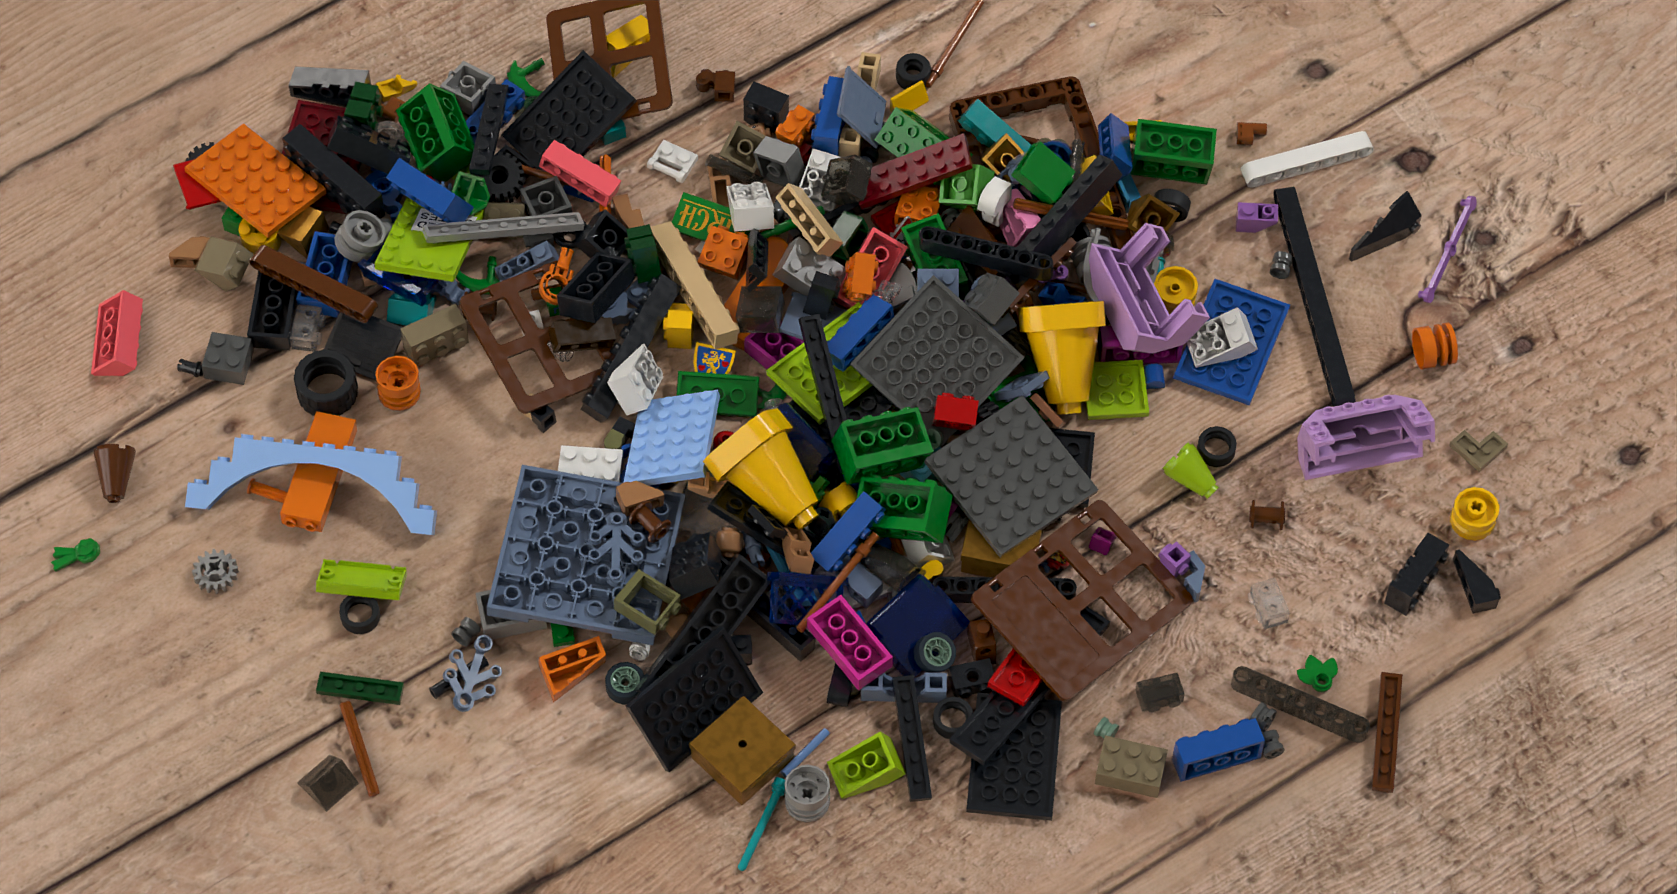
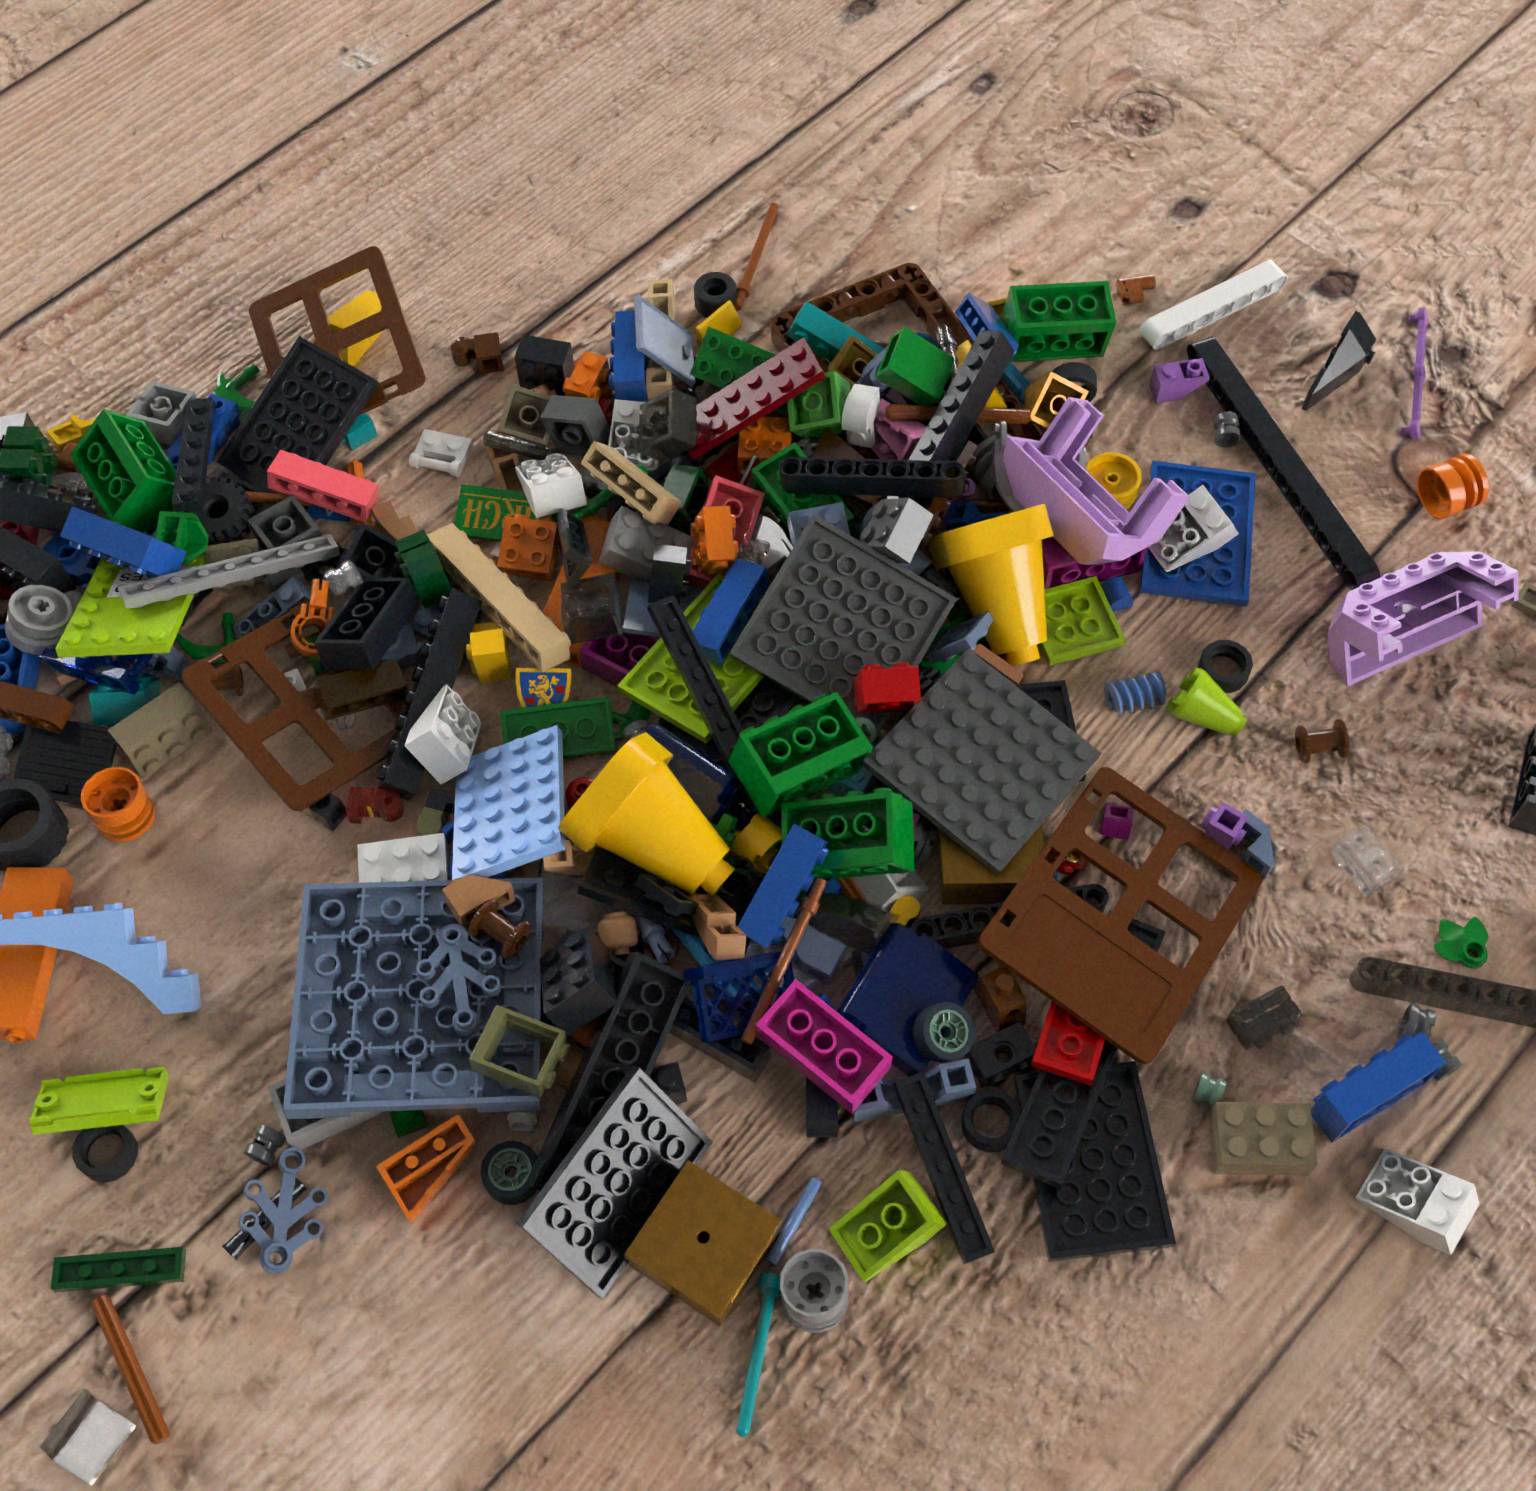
camera: 10 degrees left, 0 degrees up
(576, 419) = (373, 803): none -> clear red leg
(584, 249) = (343, 577): none -> clear wheel
(1144, 453) = (1135, 691): none -> medium blue piece
(1224, 826) = (1420, 1199): none -> white slope

